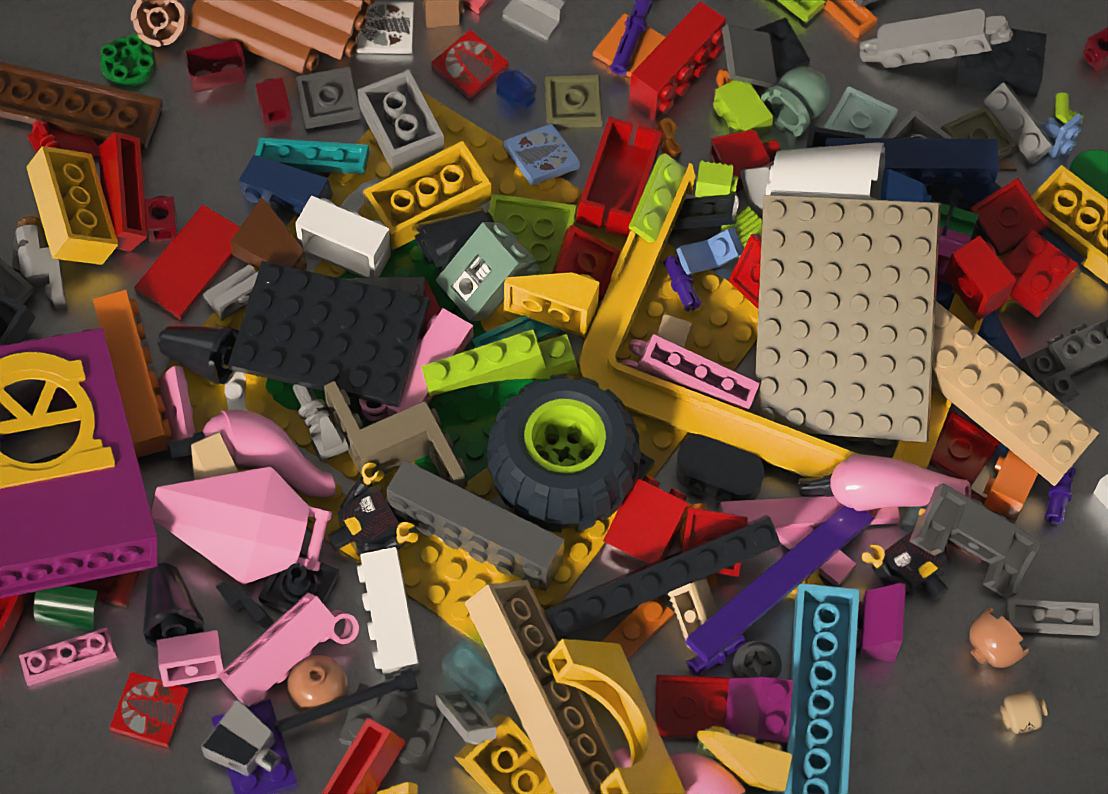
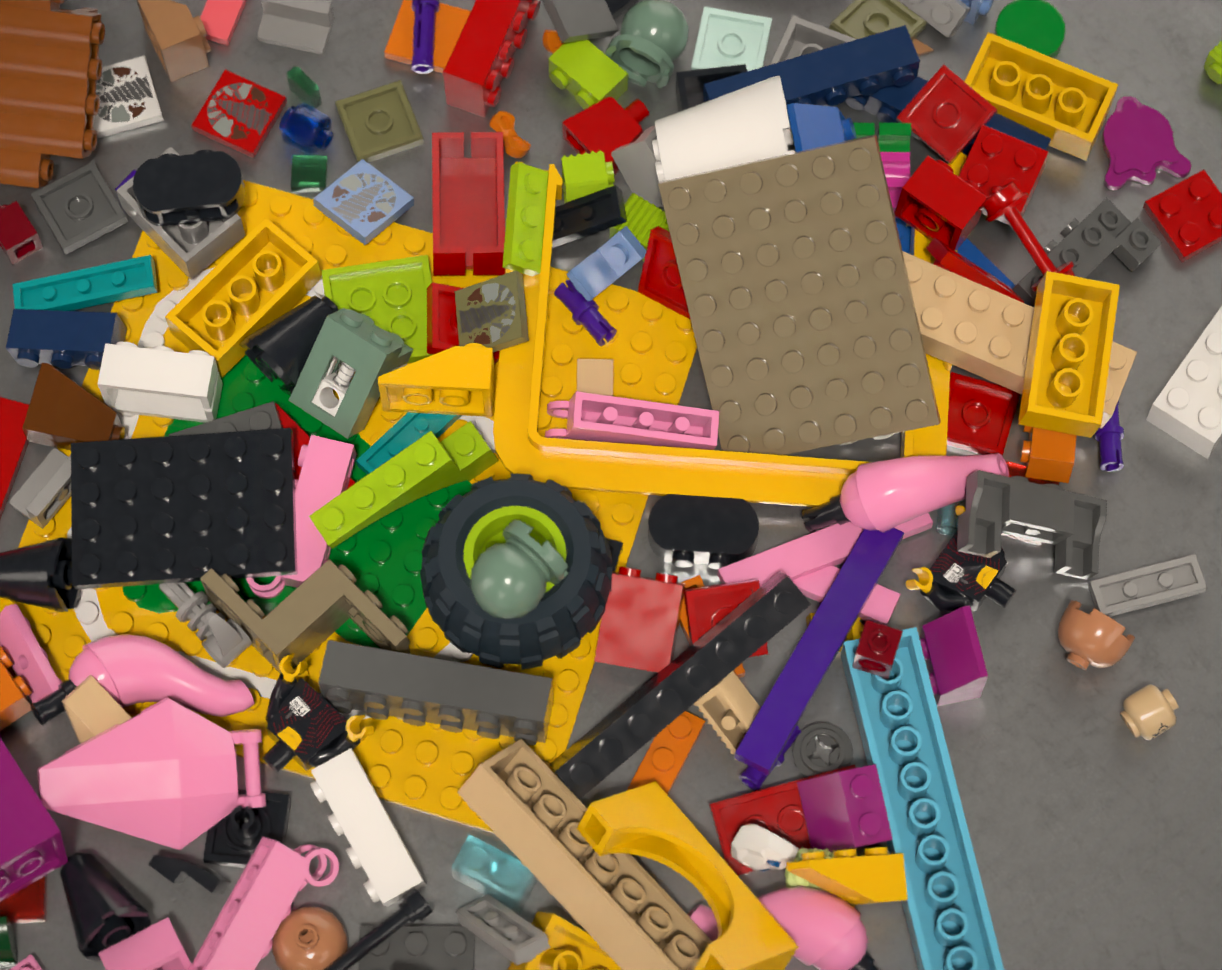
camera: 15 degrees left, 5 degrees up
(411, 102) = (189, 188): none -> black brick
(507, 122) = (309, 173): none -> clear green tile
(524, 58) = (303, 87): none -> clear green tile
(556, 447) = (513, 575): none -> sand green tile
(610, 258) = (493, 312): none -> olive tile
(683, 718) = (761, 849): none -> white rock
(822, 594) = (877, 649): none -> dark red brick
(981, 328) = (955, 262): none -> red plate
(1029, 290) = (1004, 202): none -> red piece
(1042, 416) = (1069, 354): none -> yellow brick

